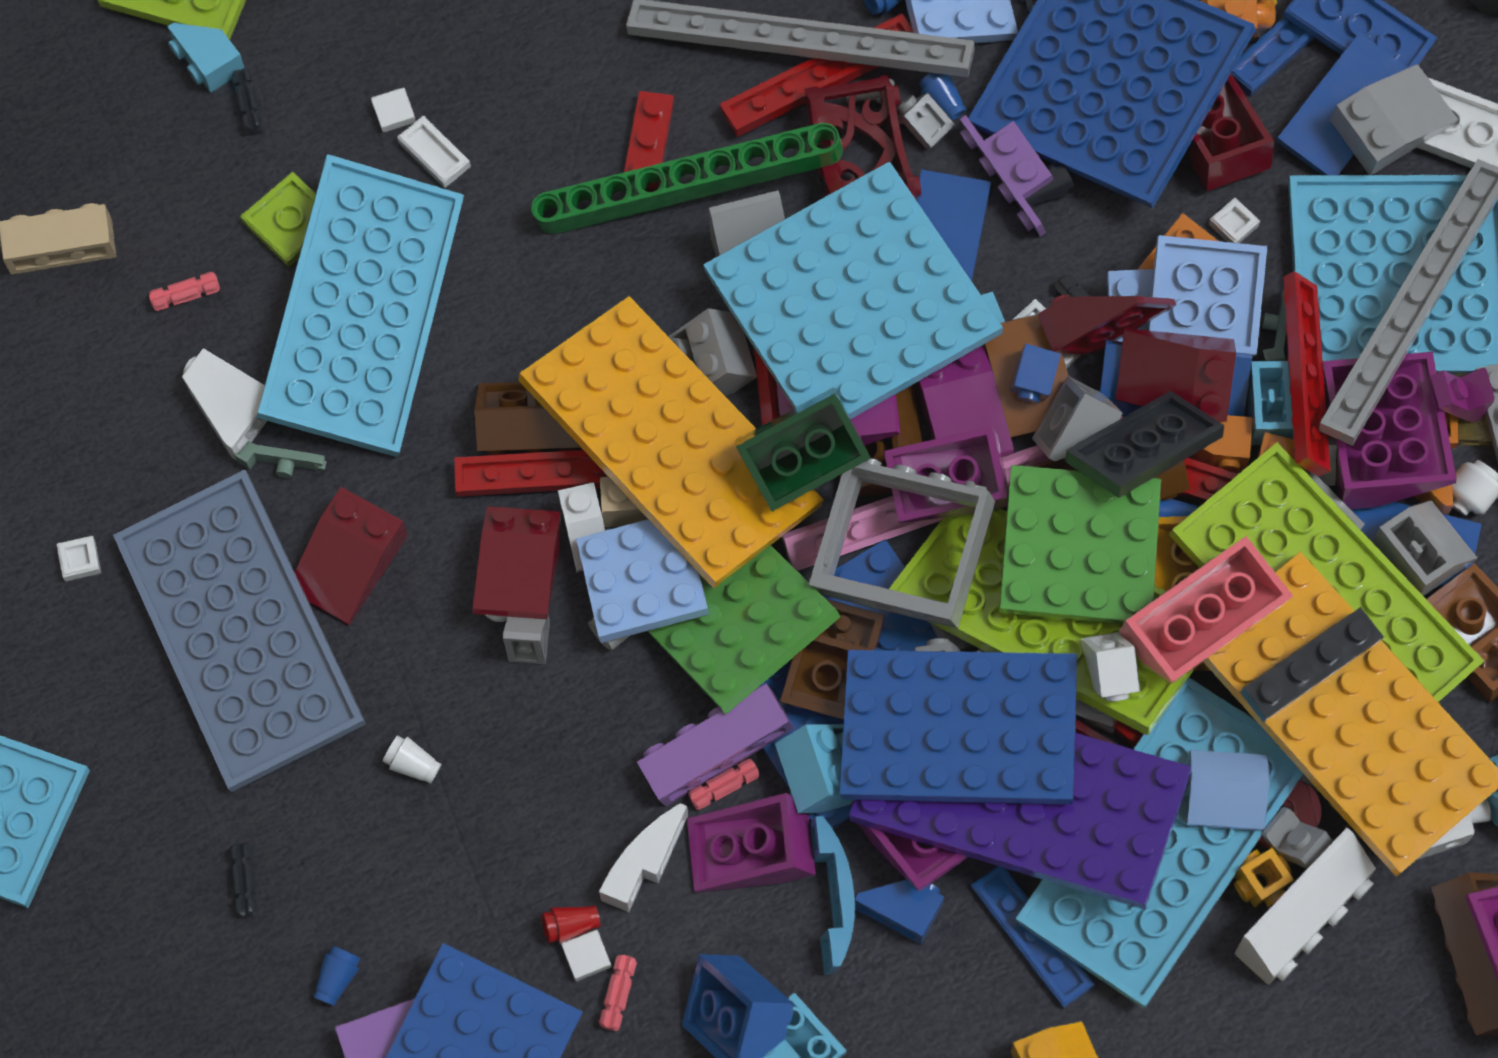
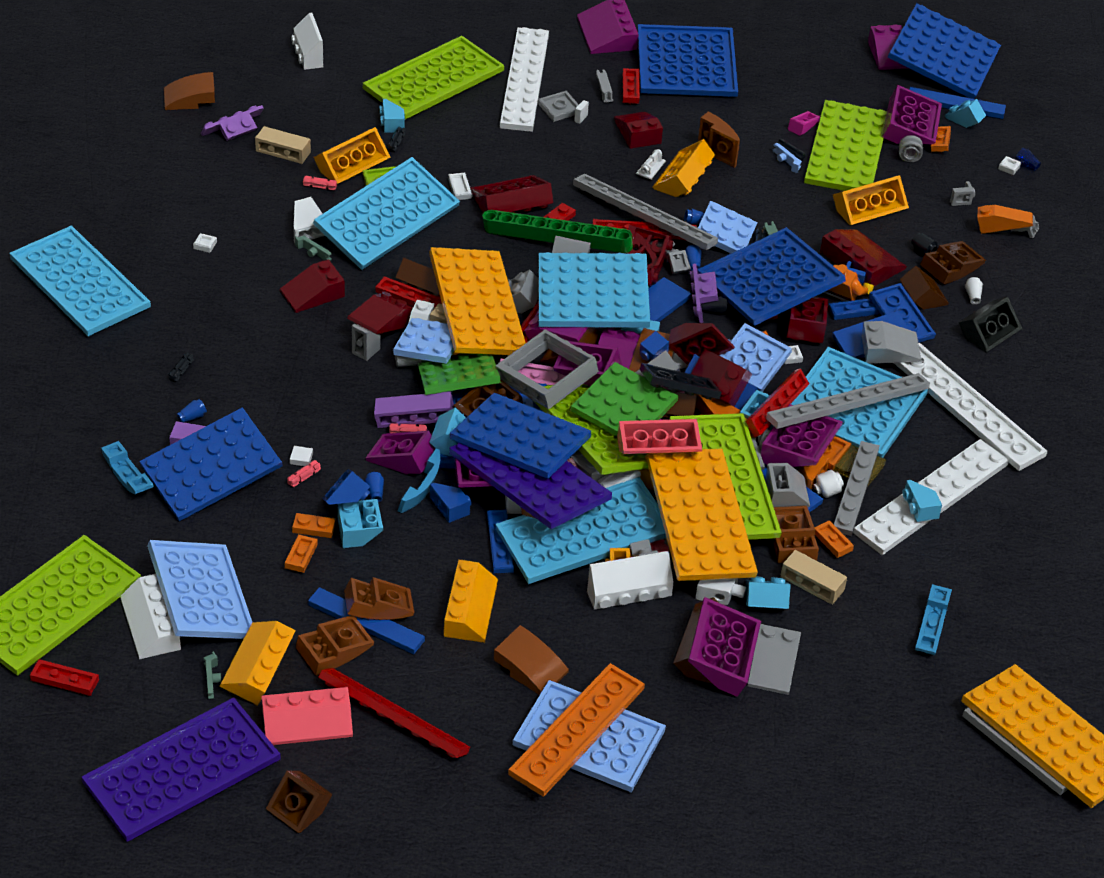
camera: 25 degrees right, 25 degrees down
(201, 195) = (352, 156): none -> light orange slope
(239, 630) = (248, 289): sand blue plate -> none
(393, 110) = (453, 166): white tile -> none
(411, 760) = (282, 359): white cone -> none
(542, 123) = (514, 194): none -> dark red slope
(568, 922) = (302, 439): red cone -> none
(643, 859) = (353, 434): white slope -> none
(757, 950) = (376, 485): none -> blue cone
(802, 449) = (528, 314): dark green slope -> none
(1111, 665) = (602, 439): white slope -> none
(1228, 790) = (624, 520): light blue slope -> none
(1311, 664) = (694, 482): black plate -> none
(1465, 395) = (843, 442): magenta slope -> none

